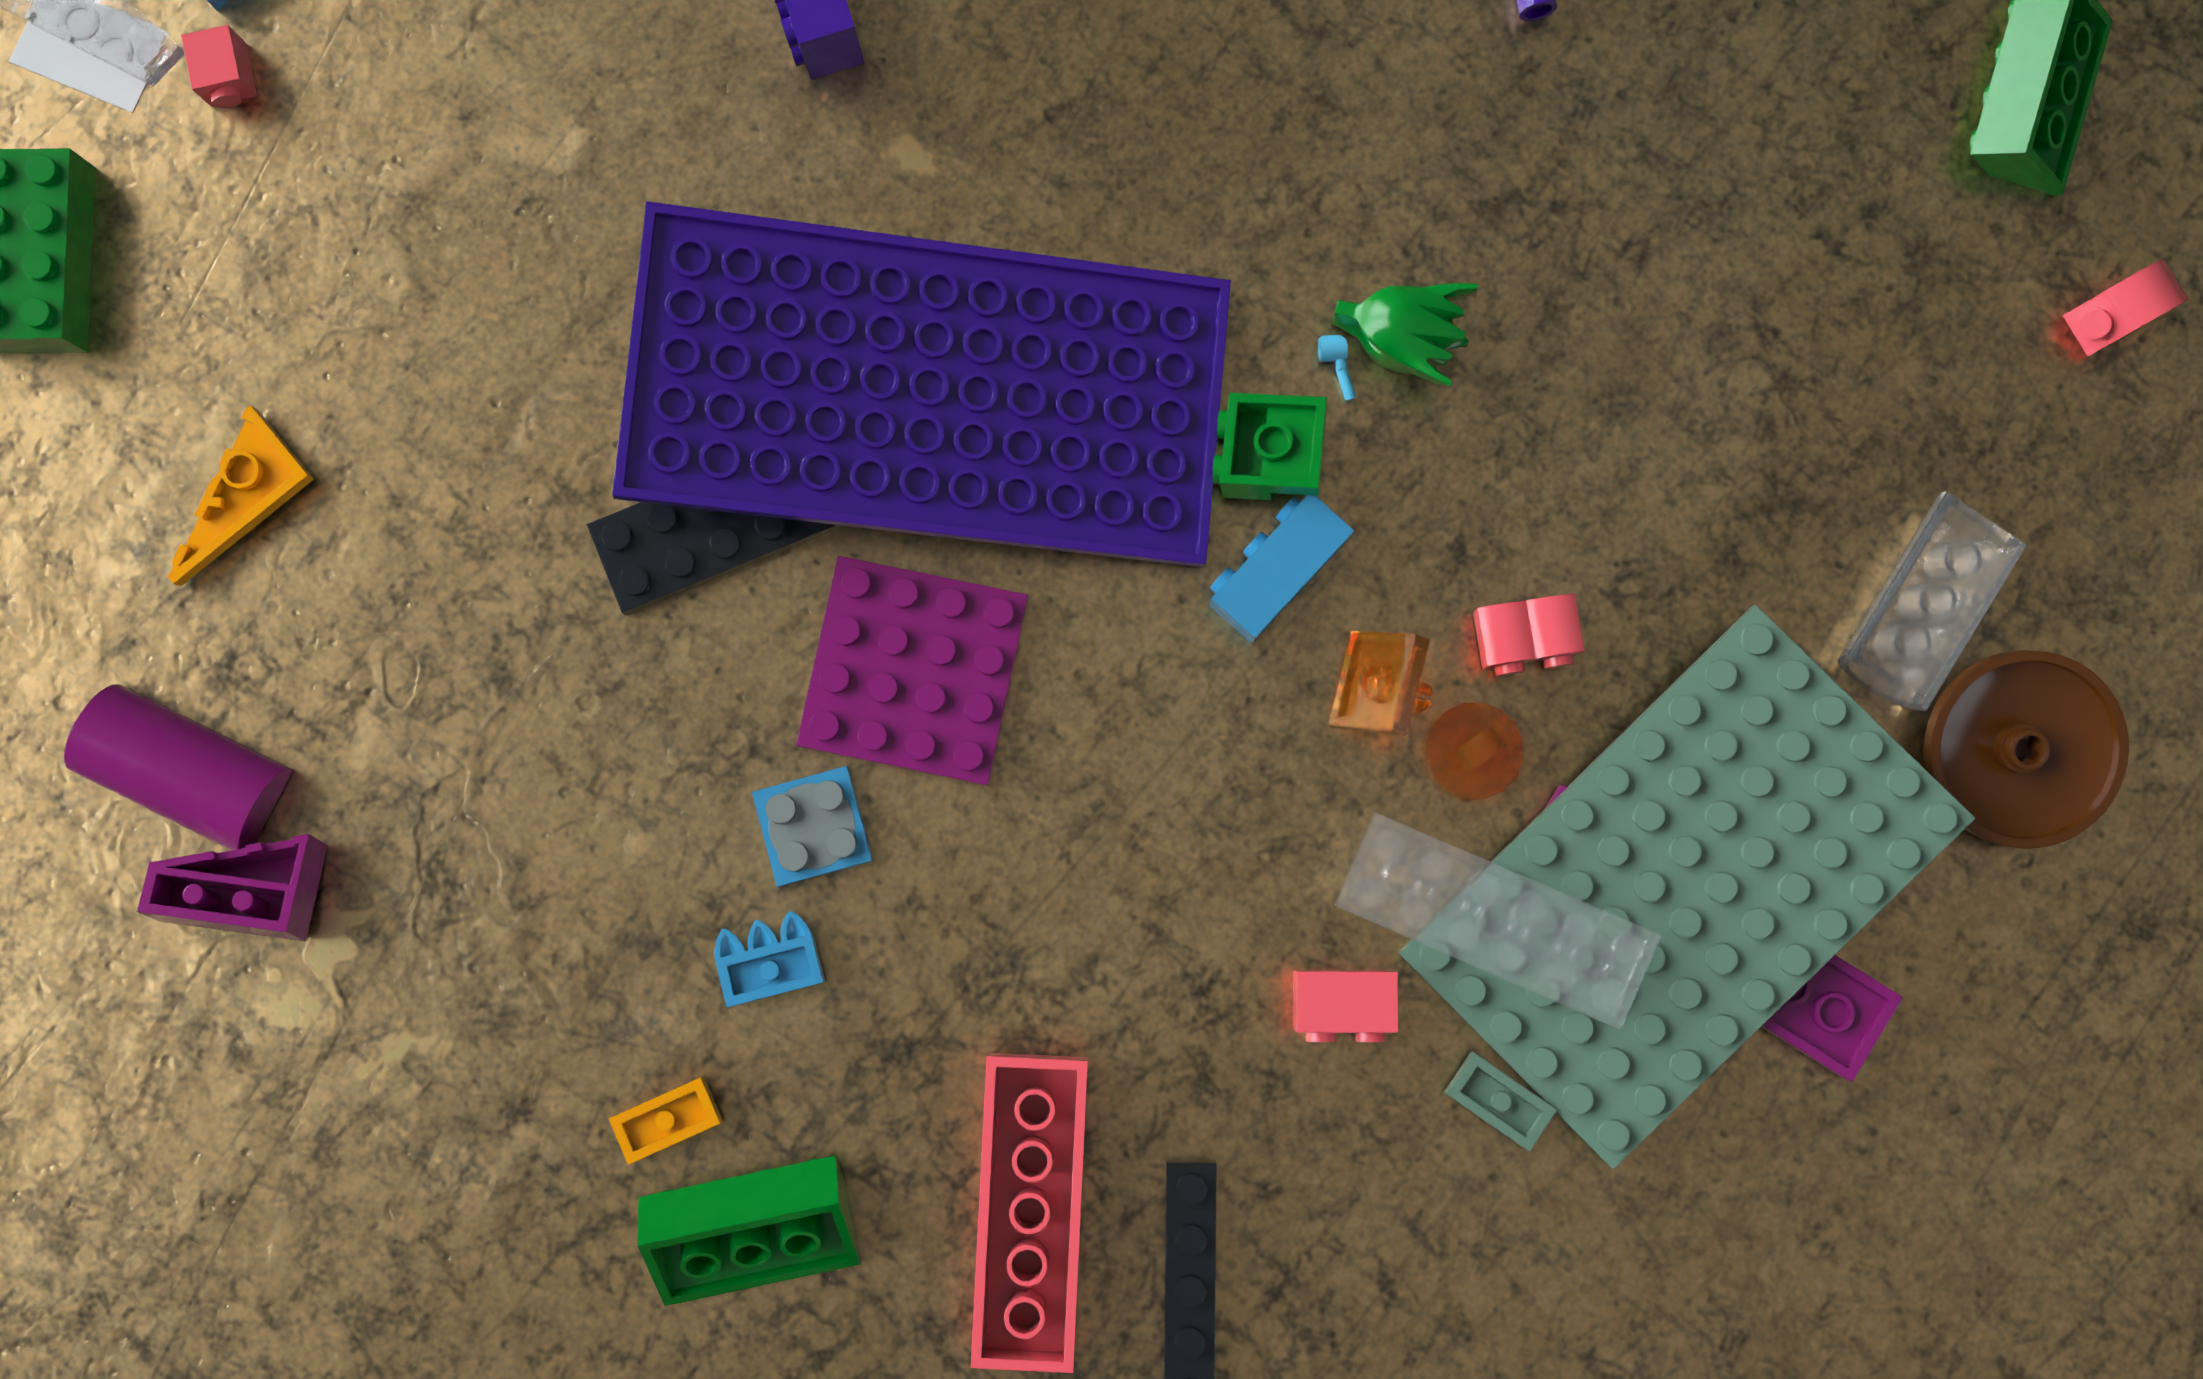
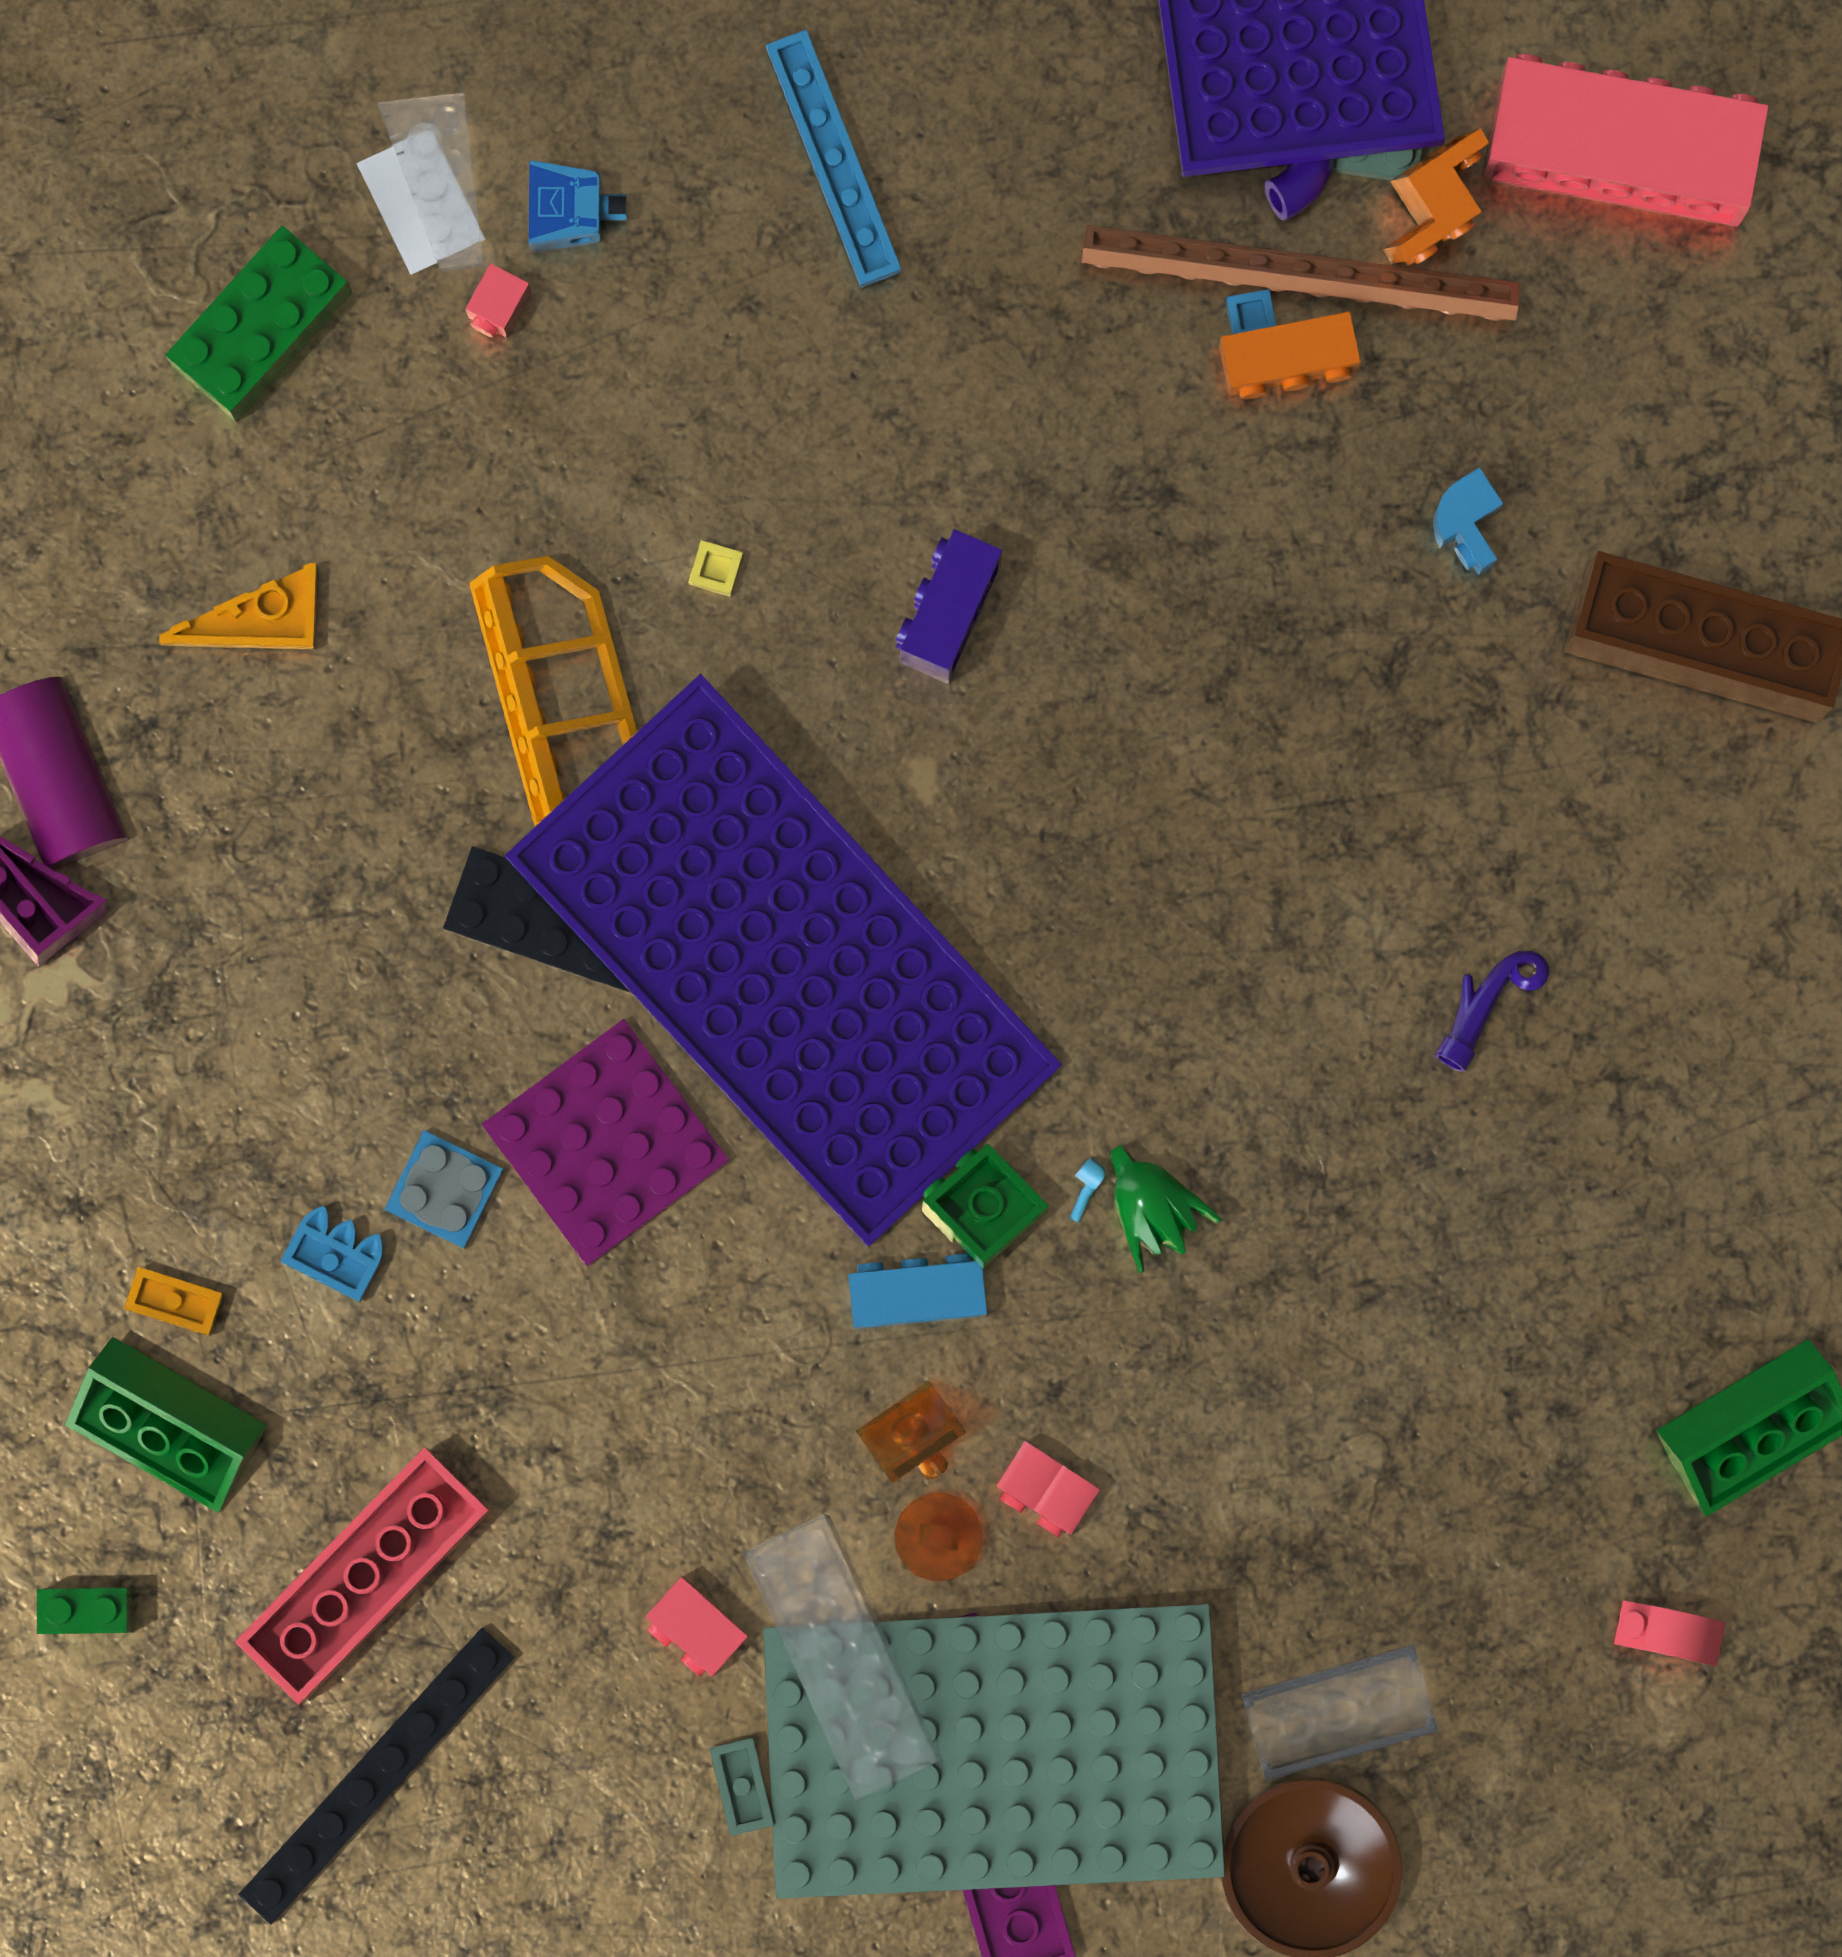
camera: 40 degrees right, 0 degrees up
(504, 357) = (517, 681): none -> light orange plate
(592, 130) = (715, 568): none -> light yellow tile

